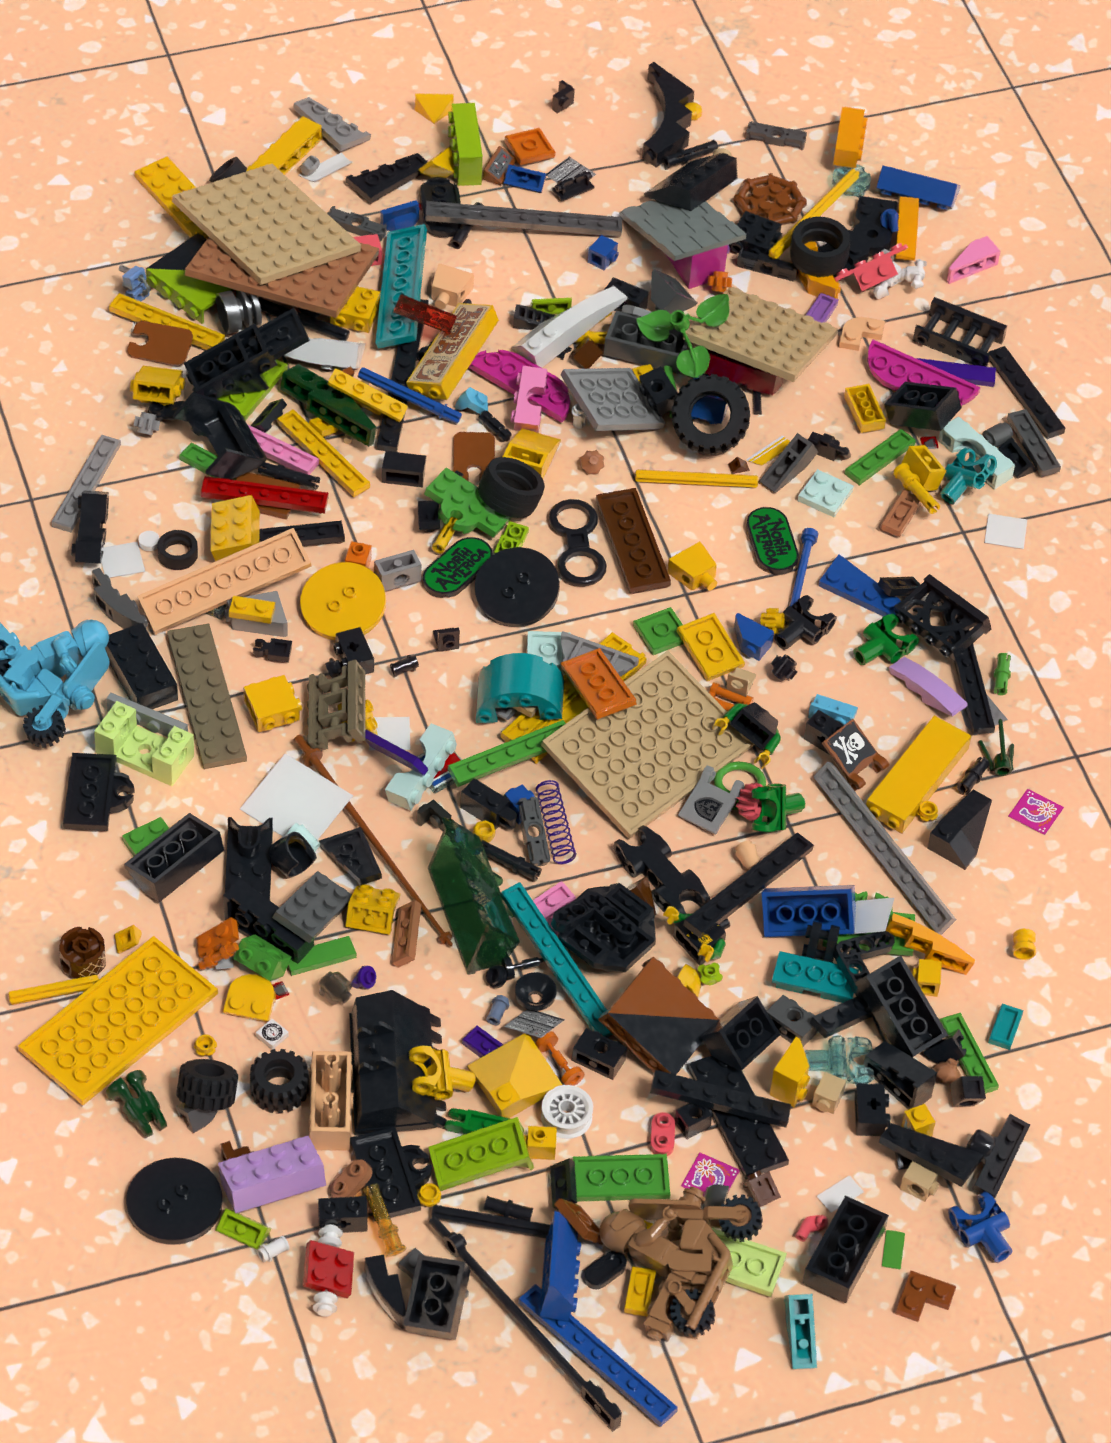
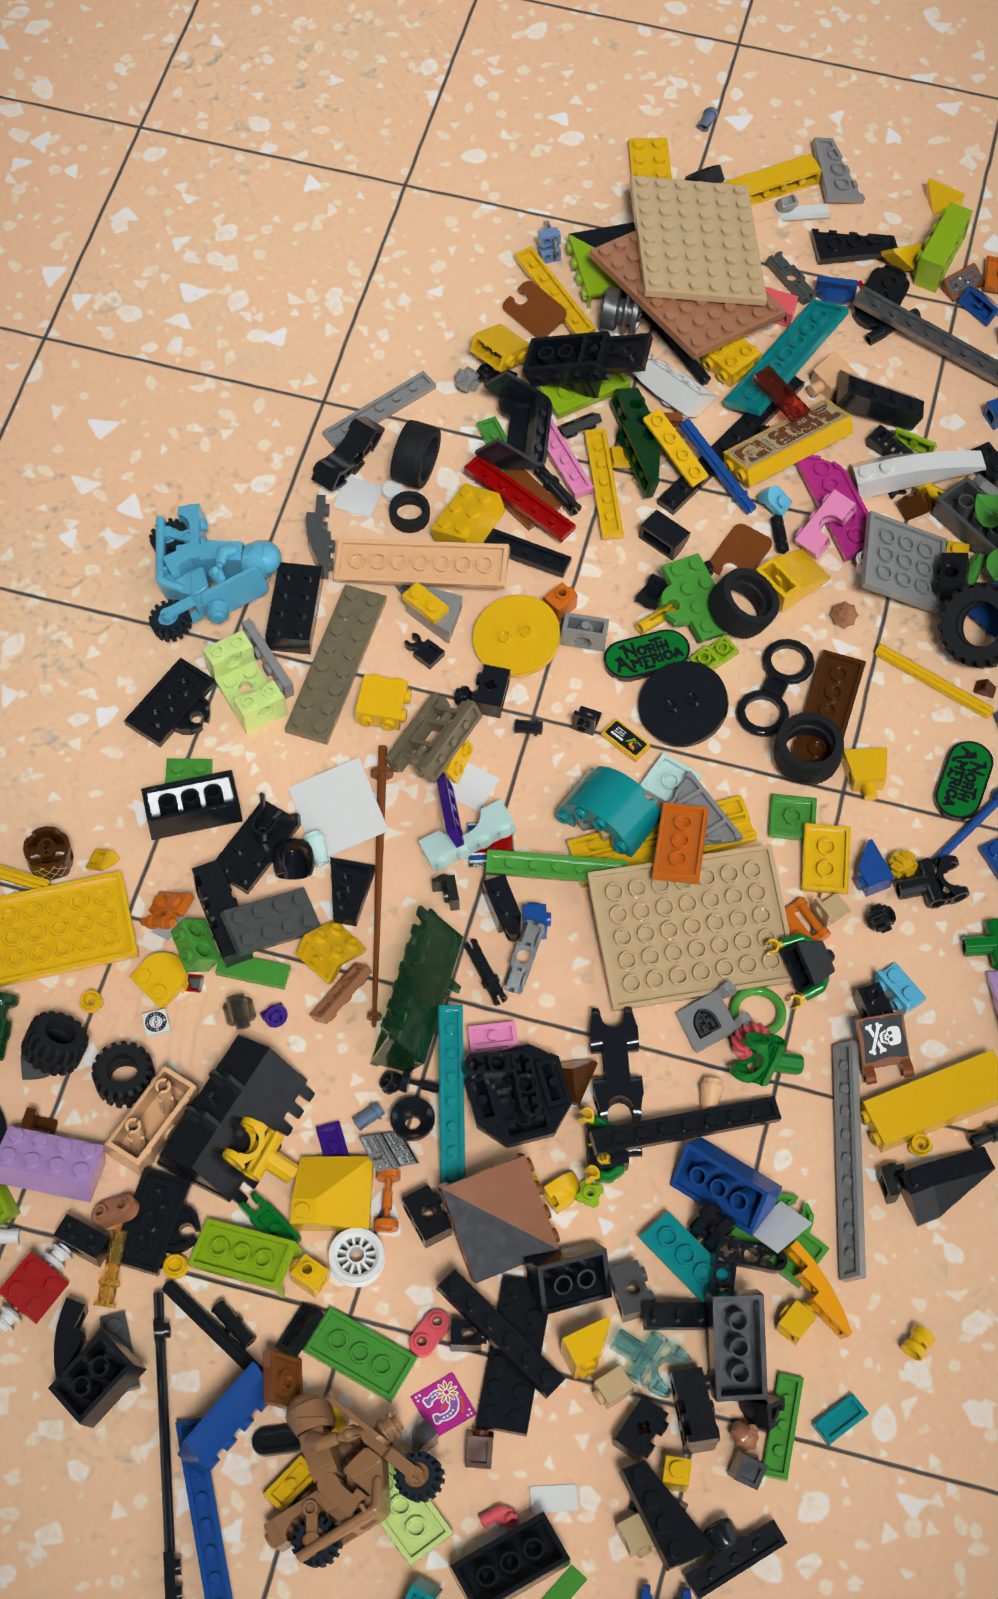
camera: 35 degrees right, 10 degrees up
(155, 498) = (415, 454): none -> black tyre
(190, 123) = (709, 115): none -> sand blue pin
(484, 830) = (483, 930): yellow tile -> none
(489, 638) = (625, 740): none -> tile
(503, 286) = (879, 401): none -> black slope
(554, 819) = (560, 961): dark purple piece -> none
(642, 550) = (819, 727): none -> black tyre
(925, 849) = (888, 1183): none -> pearl dark grey bracket

